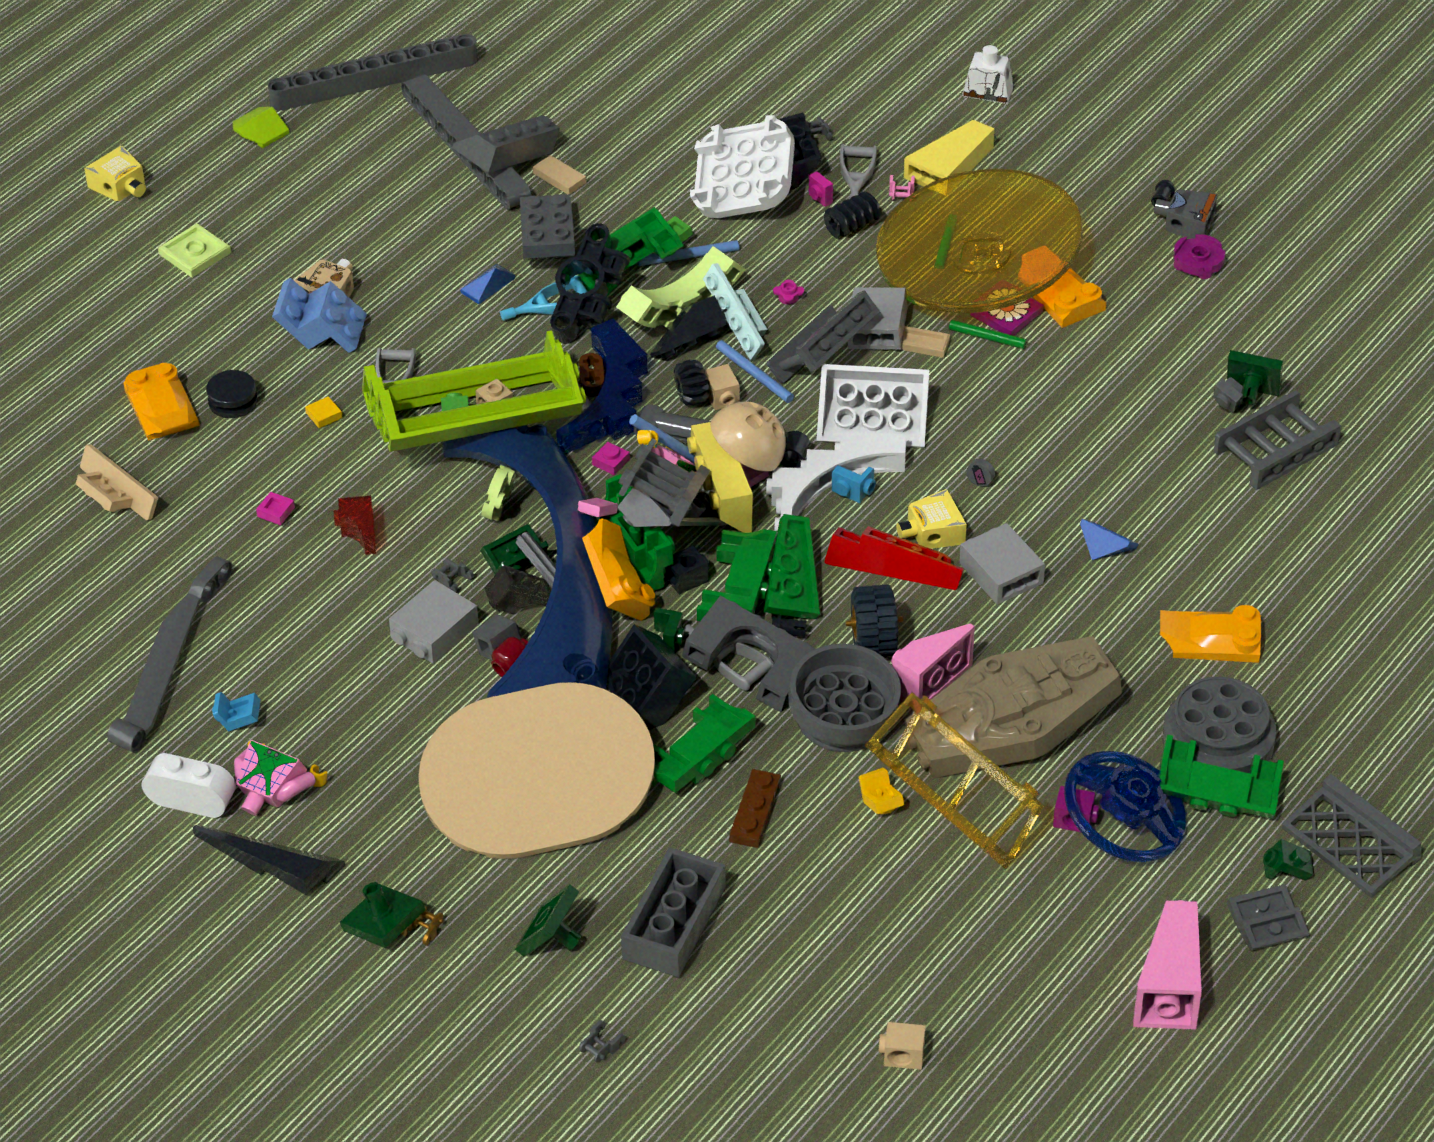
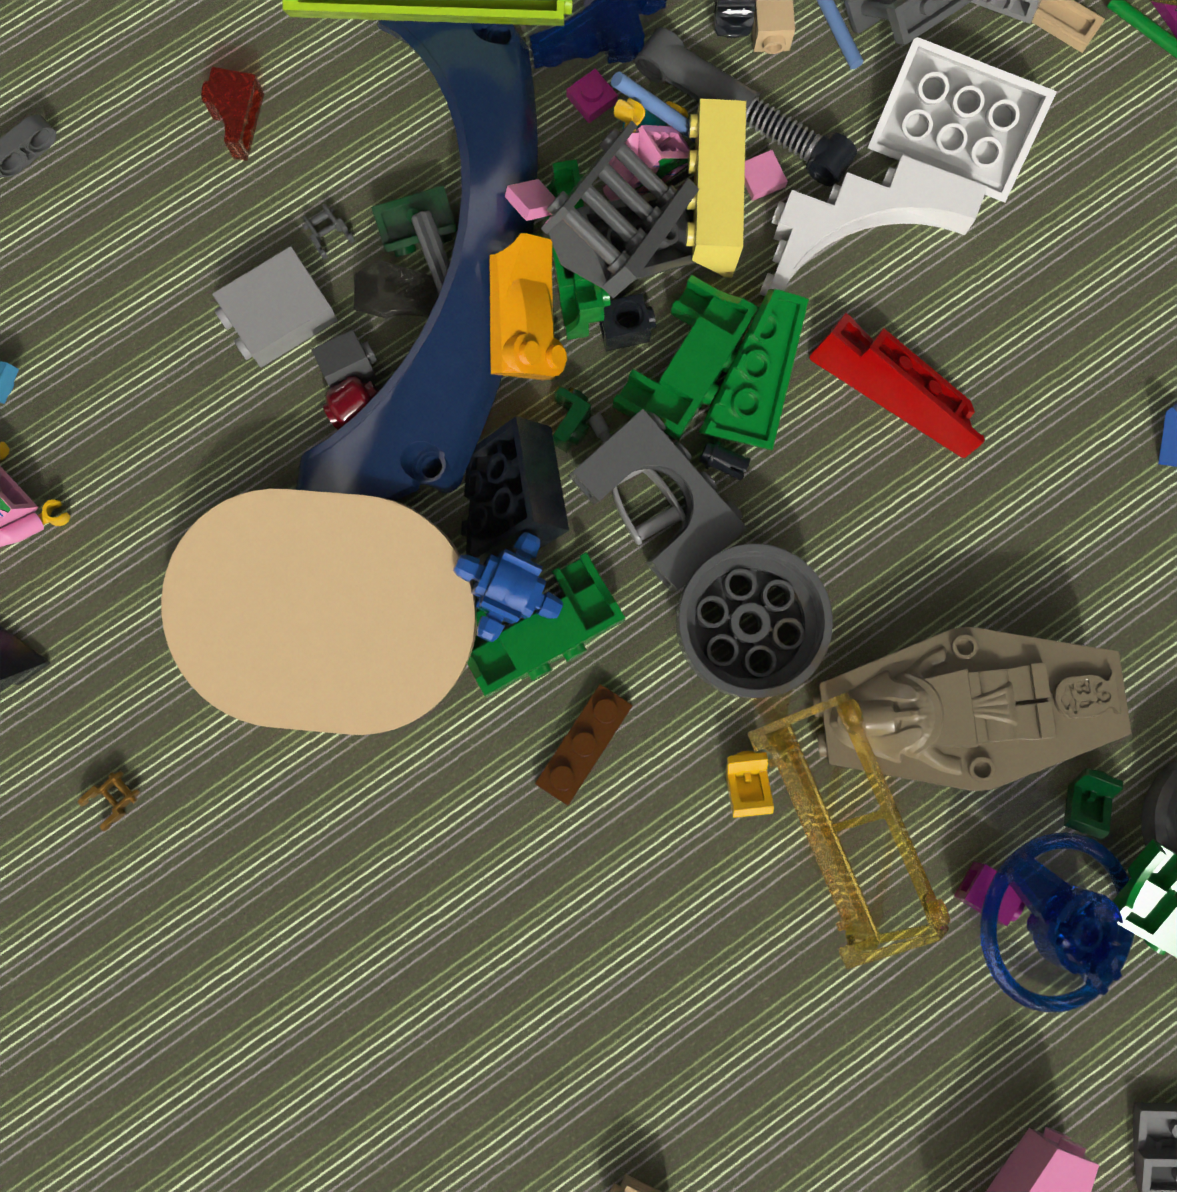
camera: 15 degrees right, 35 degrees up
(275, 508) = (138, 50): dark pink plate -> none
(382, 914) = (59, 775): dark green tile -> none
(500, 487) = (418, 120): yellowish green plate -> none
(549, 923) = (253, 869): dark green tile -> none
(609, 1047) = (253, 1073): dark grey piece -> none
(667, 710) = (508, 586): none -> blue piece
(673, 912) = (416, 903): dark grey brick -> none
(750, 435) = (772, 140): tan piece -> none
(852, 484) = (885, 244): dark azure bracket -> none
(875, 619) = (835, 505): black wheel -> none
(934, 522) = (974, 343): light yellow torso -> none
(934, 662) = (879, 601): bright pink slope -> none
(980, 472) = (1064, 275): dark grey tile -> none
(1002, 563) = (1038, 441): light grey brick -> none
(1122, 736) = (1090, 802): none -> dark green bracket

